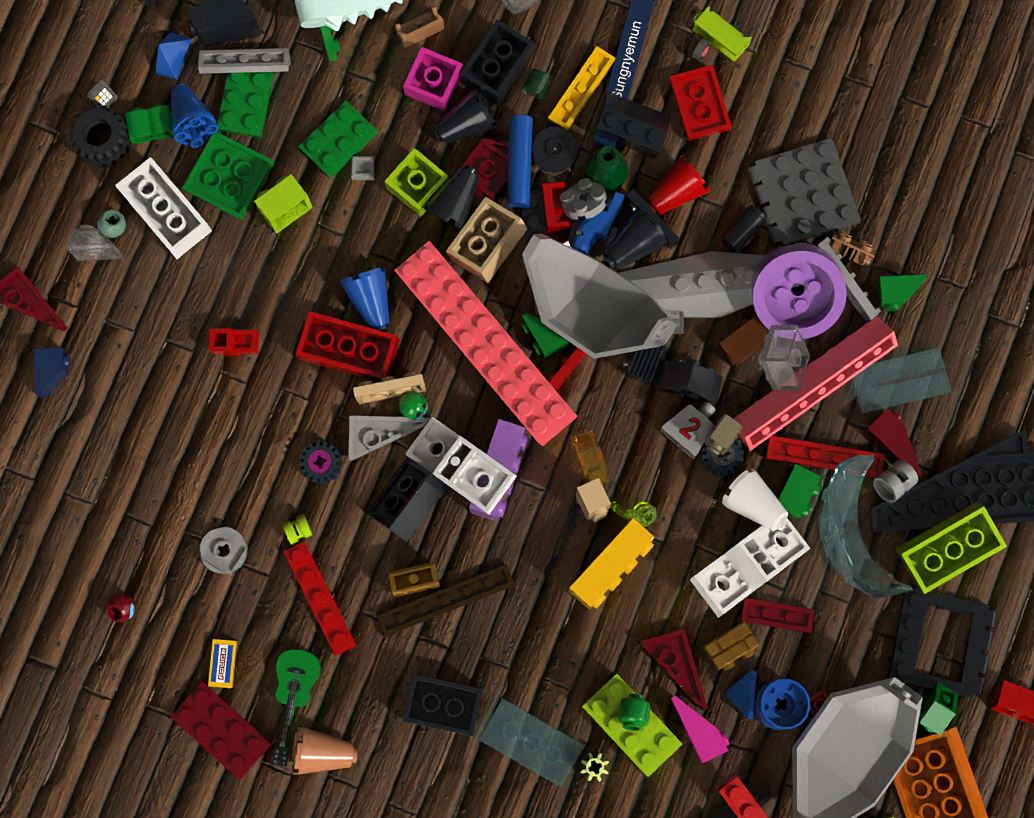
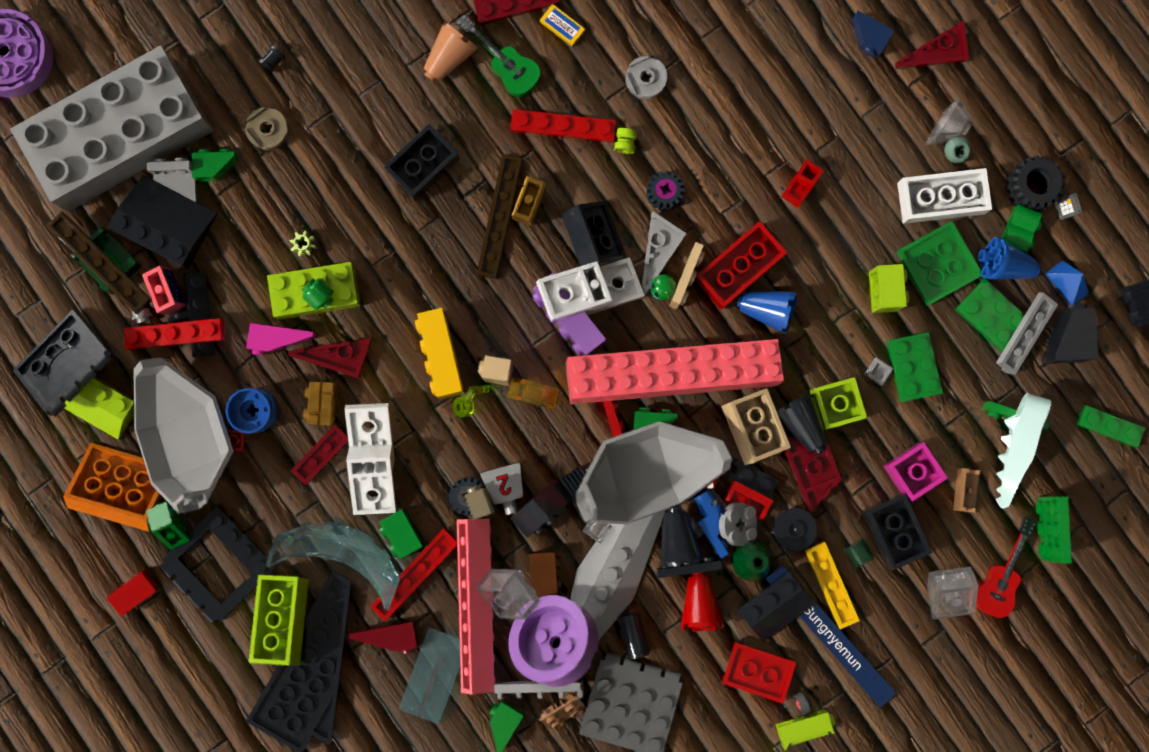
camera: 115 degrees right, 5 degrees up
(466, 118) = (865, 477): black cone -> none
(519, 161) = (802, 495): blue brick -> none
(531, 742) = (352, 211): clear light blue tile -> none
(743, 694) = (281, 389): blue slope -> none
(755, 501) = (413, 495): white cone -> none
(895, 481) = (358, 614): light grey wheel -> none

